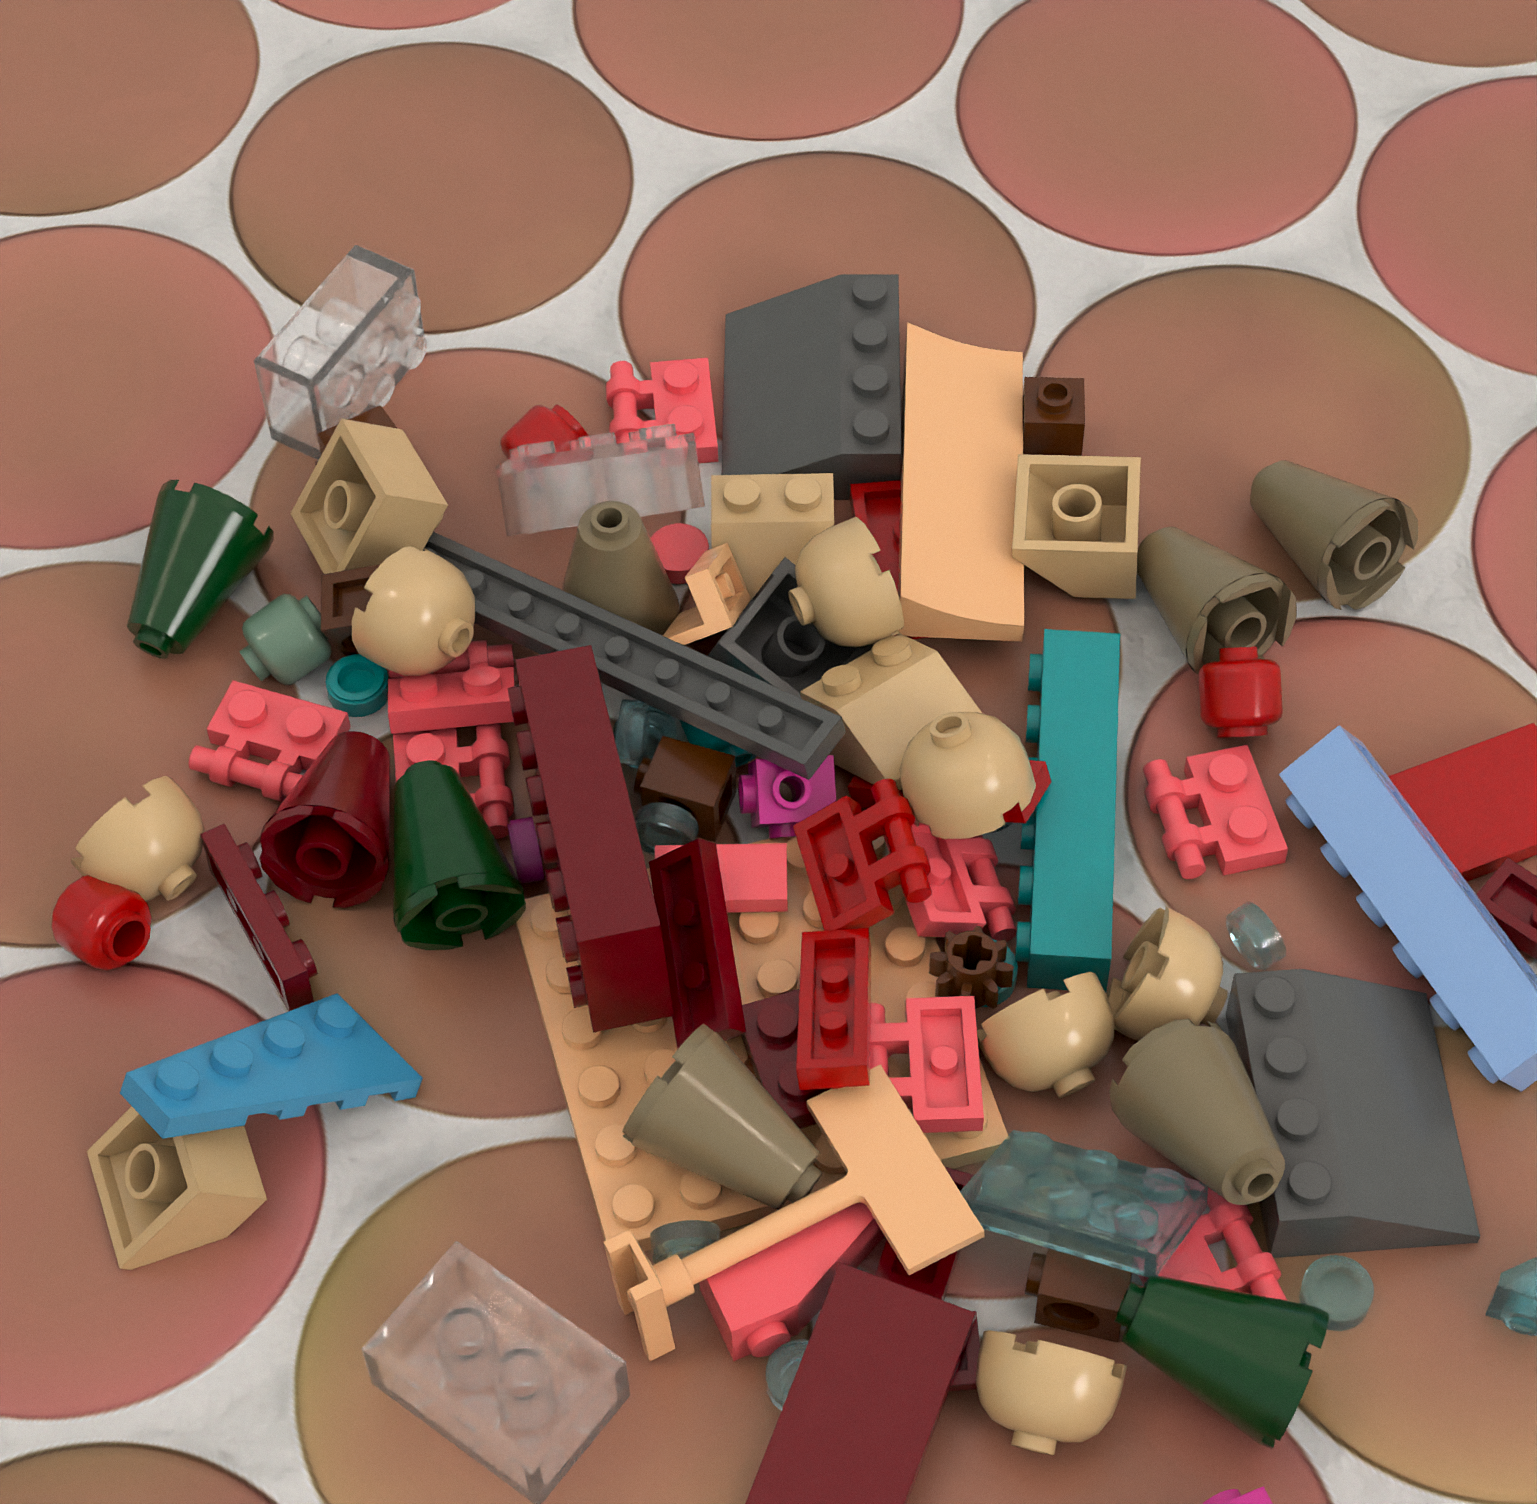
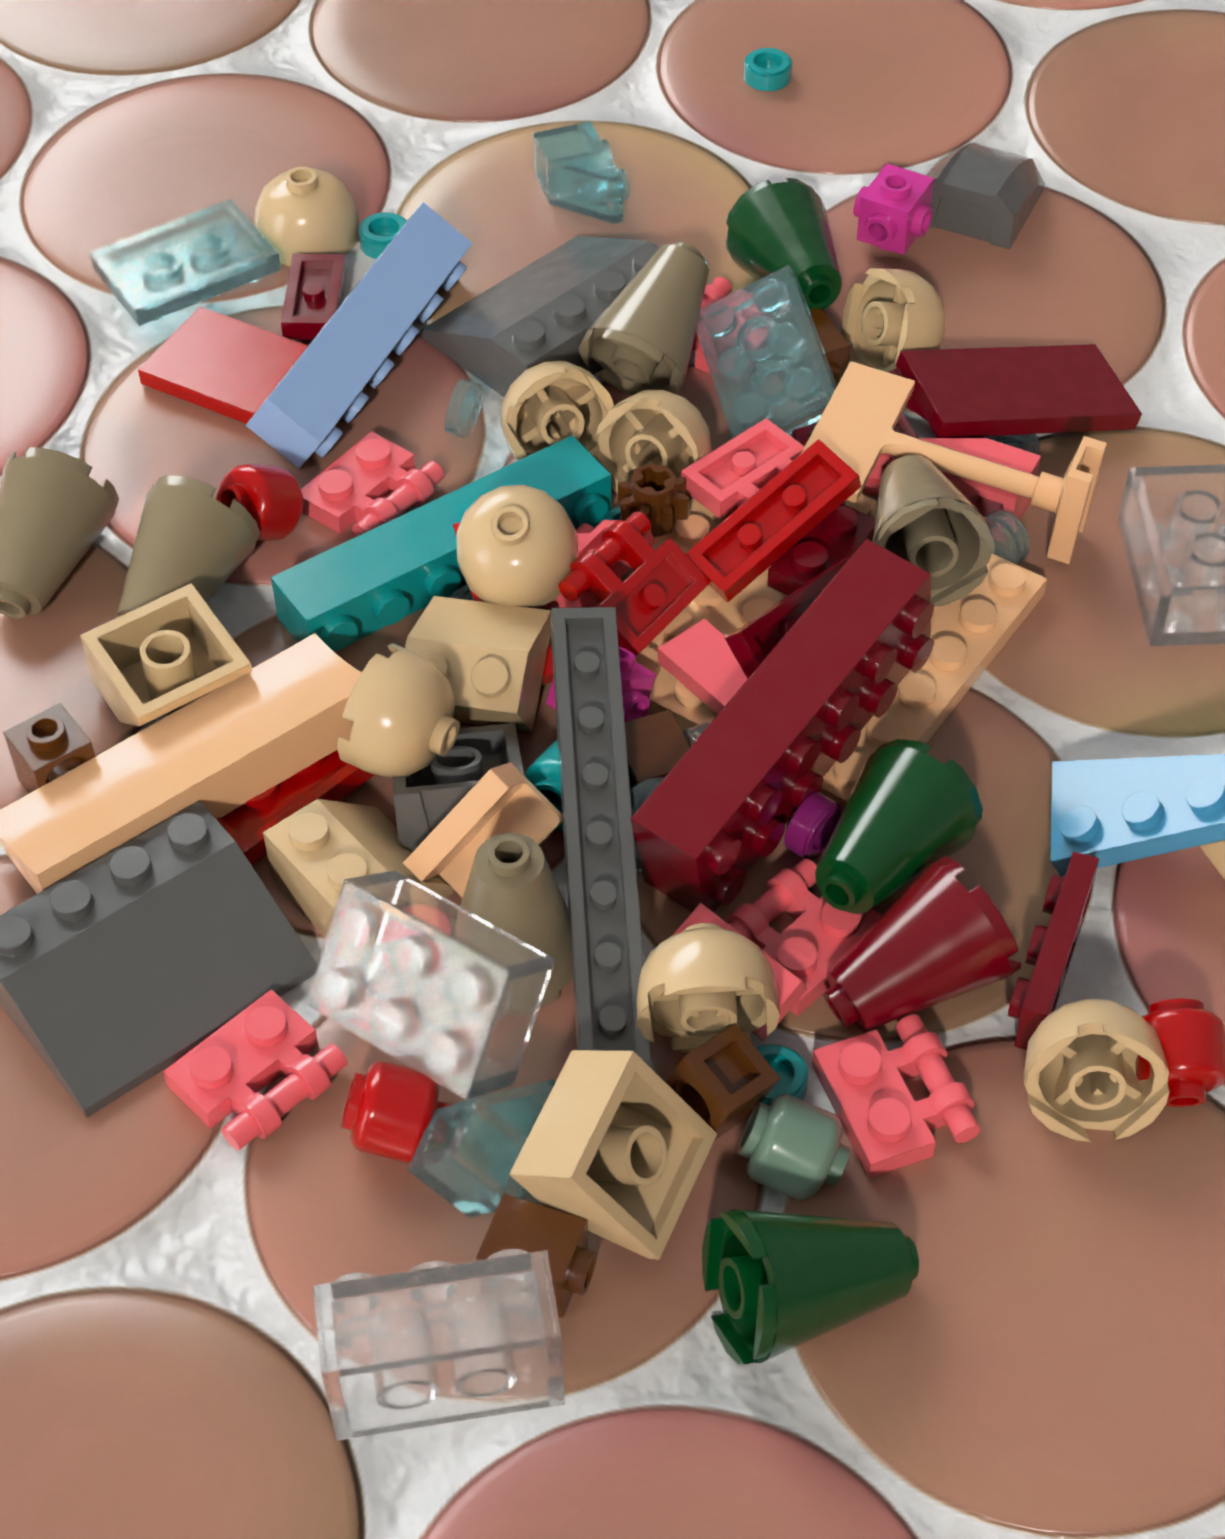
camera: 130 degrees left, 5 degrees down
(462, 460) = (475, 1145): none -> clear light blue slope

